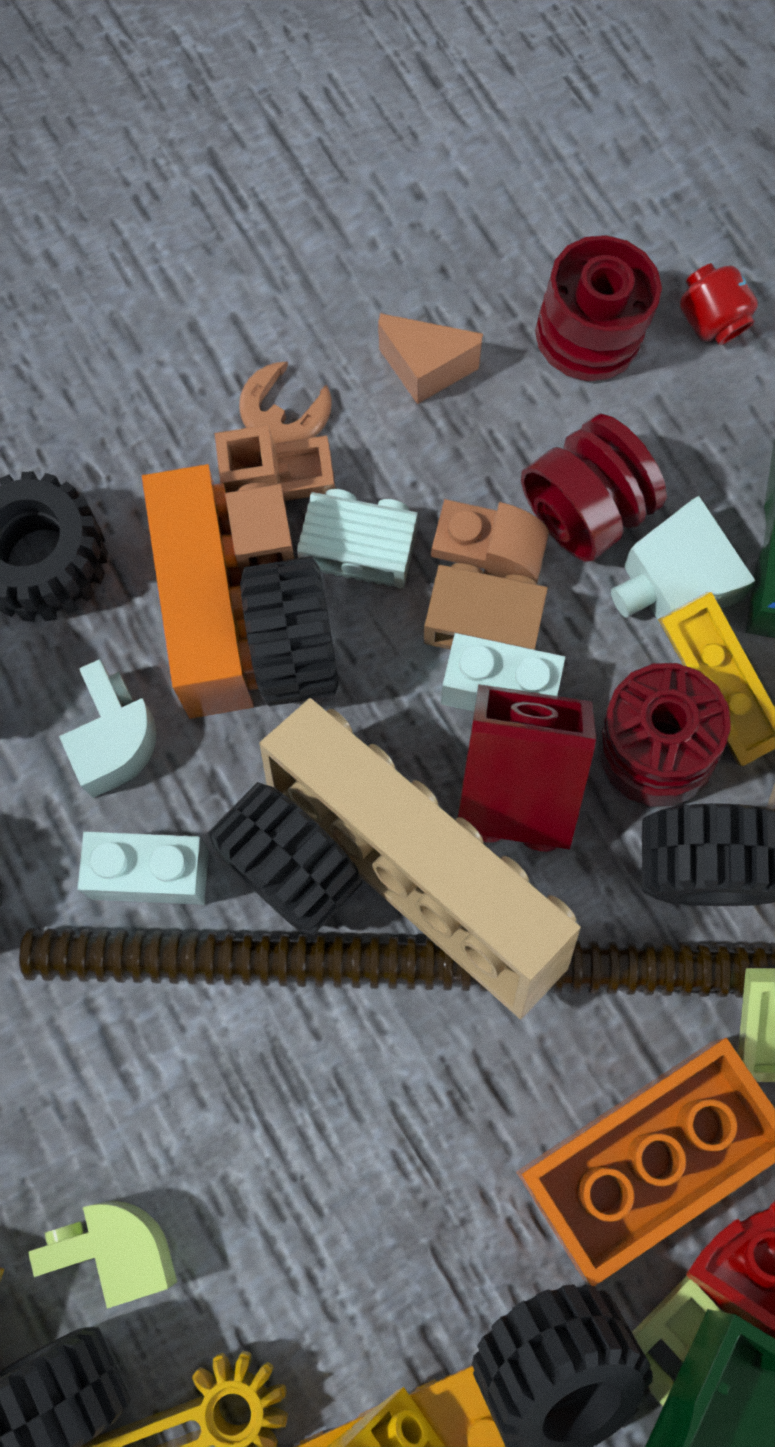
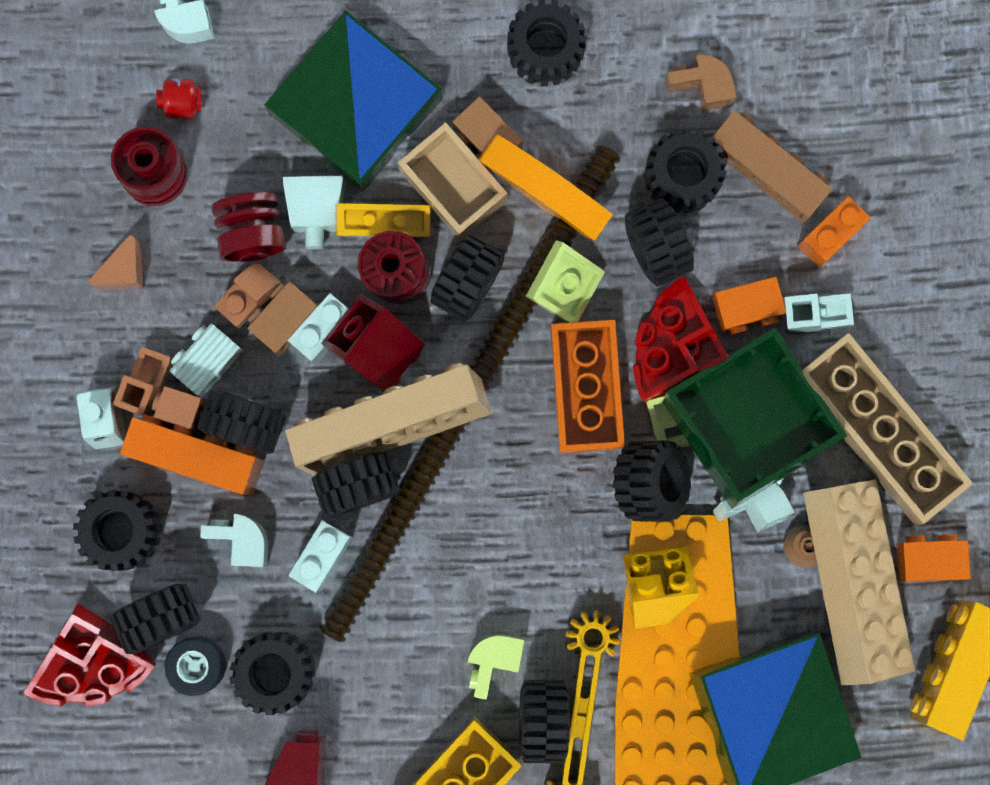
camera: 60 degrees left, 10 degrees up
(183, 428) = (101, 418): none -> light aqua torso
(255, 391) = (112, 373): nougat head -> none

